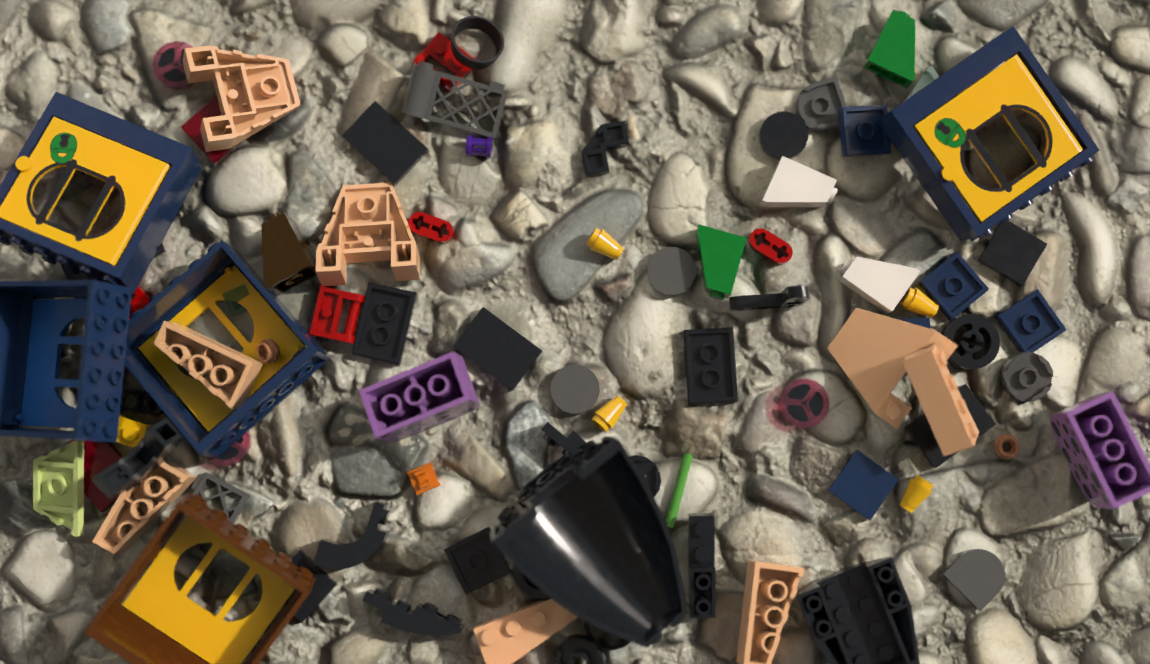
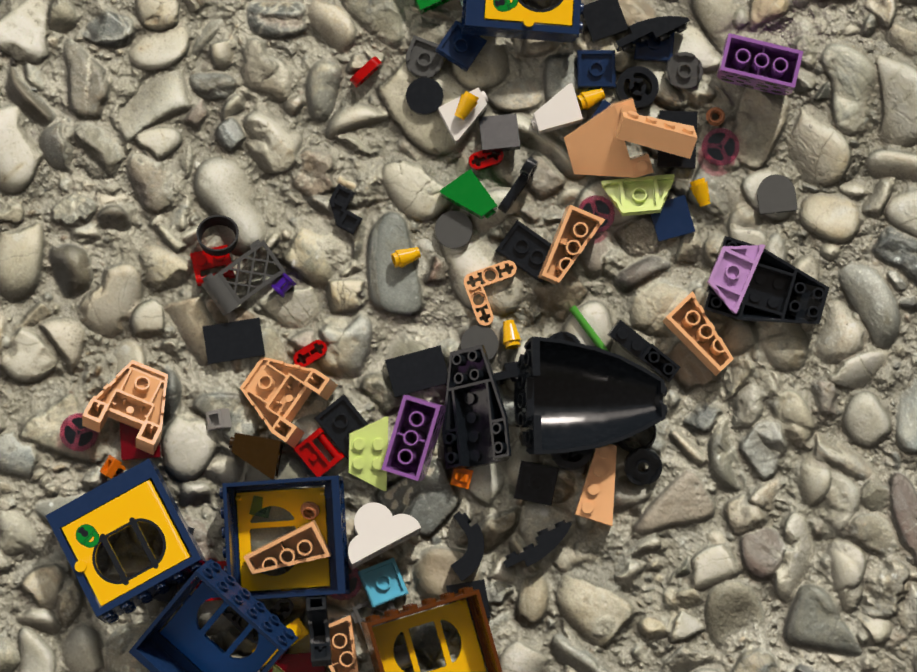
camera: 60 degrees left, 0 degrees up
(165, 122) = (111, 466): none -> orange tile
(253, 483) = (383, 582): none -> medium azure tile
(295, 190) = (218, 419): none -> light grey slope
(295, 435) = (378, 532): none -> white brick
(374, 361) = (368, 453): none -> yellowish green wing
(497, 439) = (474, 417): none -> black wedge
(631, 344) = (479, 288): none -> light nougat beam
(757, 397) = (569, 241): none -> light nougat wedge
(760, 58) = (366, 71): none -> red beam
(806, 239) = (499, 133): none -> tile
(808, 180) = (466, 105): none -> yellow cone
(859, 599) = (734, 272): none -> lavender wing
(861, 431) = (639, 194): none -> yellowish green wing
(979, 477) = (720, 147): none -> clear pink tile
(1049, 312) = (657, 27): none -> black slope

